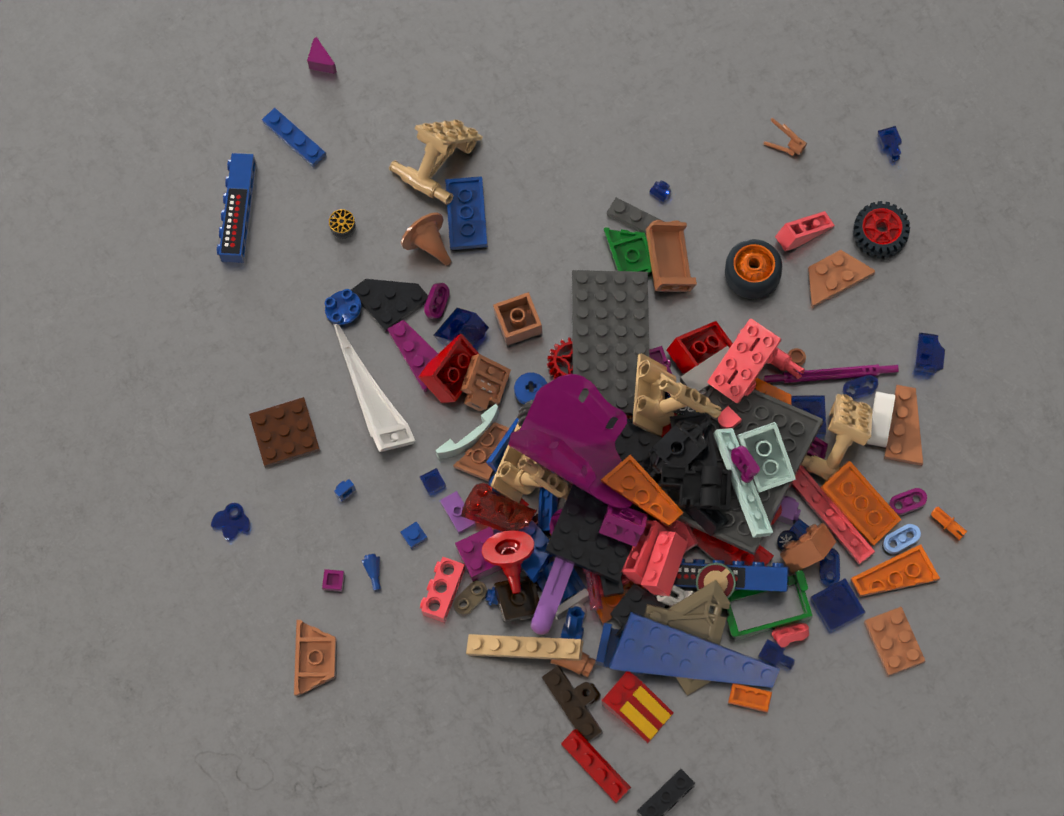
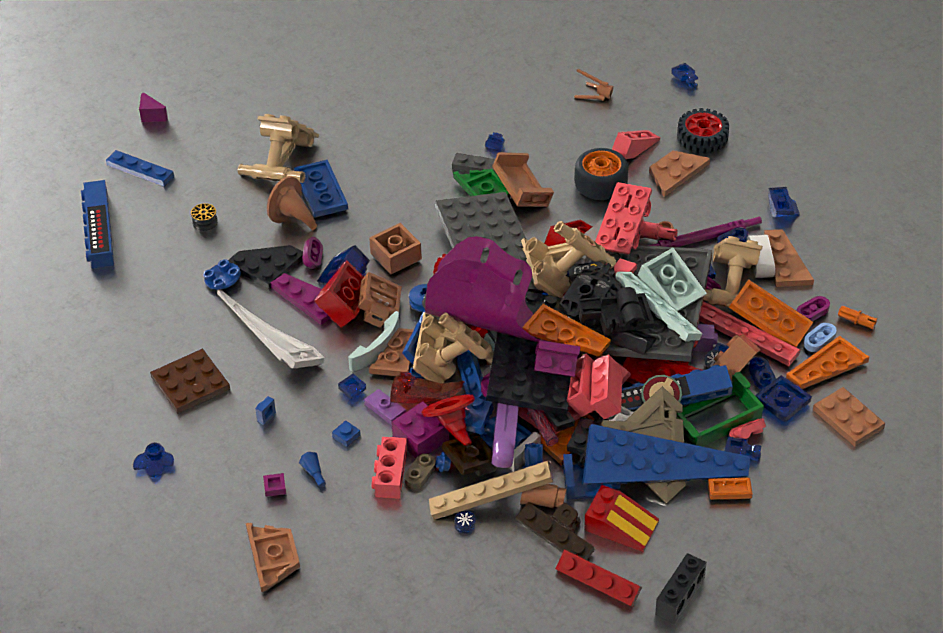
camera: 20 degrees left, 25 degrees down
(495, 667) = (464, 521): none -> clear blue tile
(745, 463) = (650, 282): magenta plate -> none

